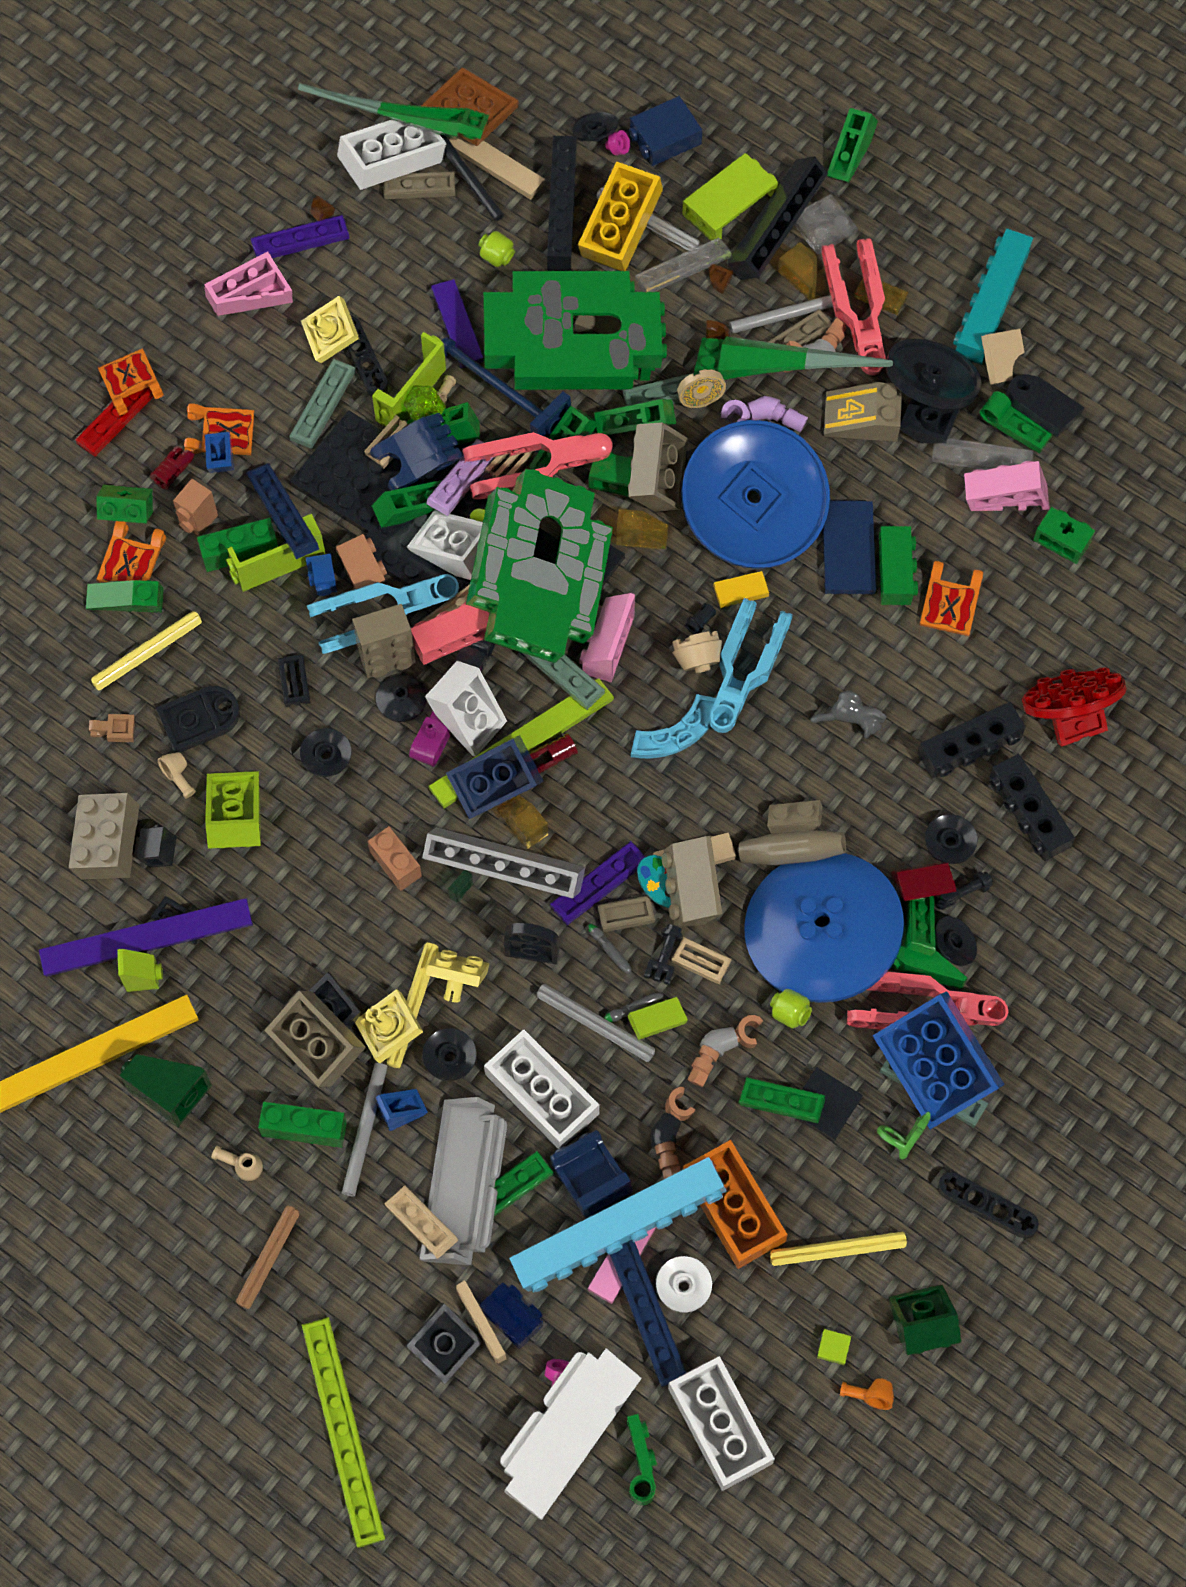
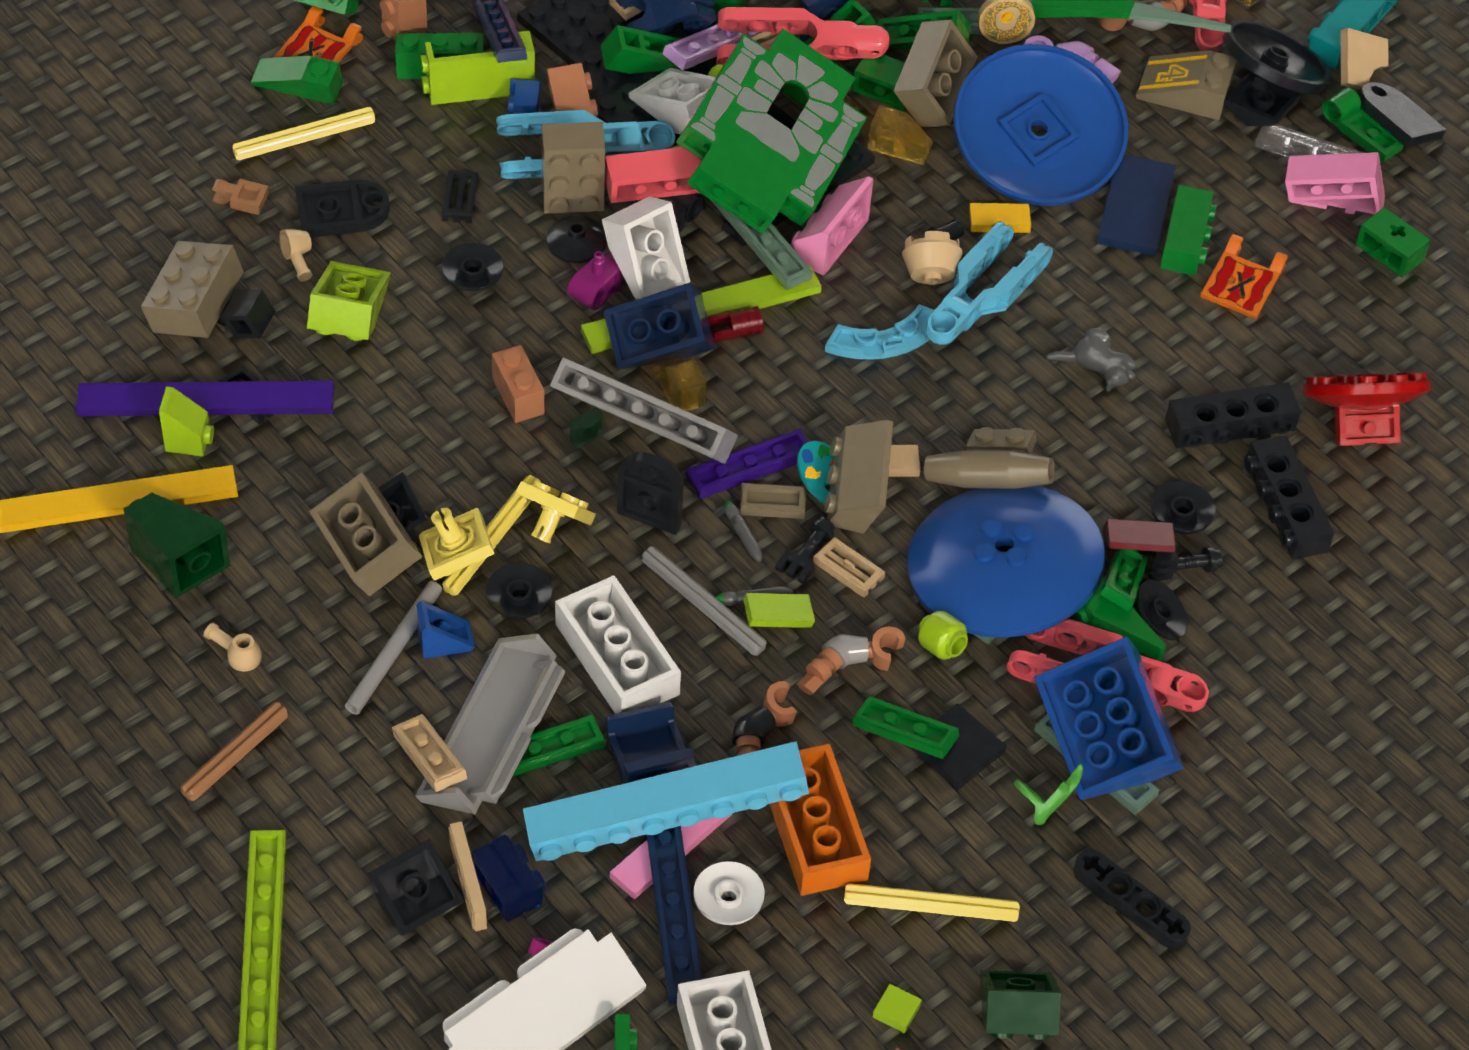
camera: 10 degrees right, 15 degrees down
(302, 1124) = (322, 621): green brick -> none

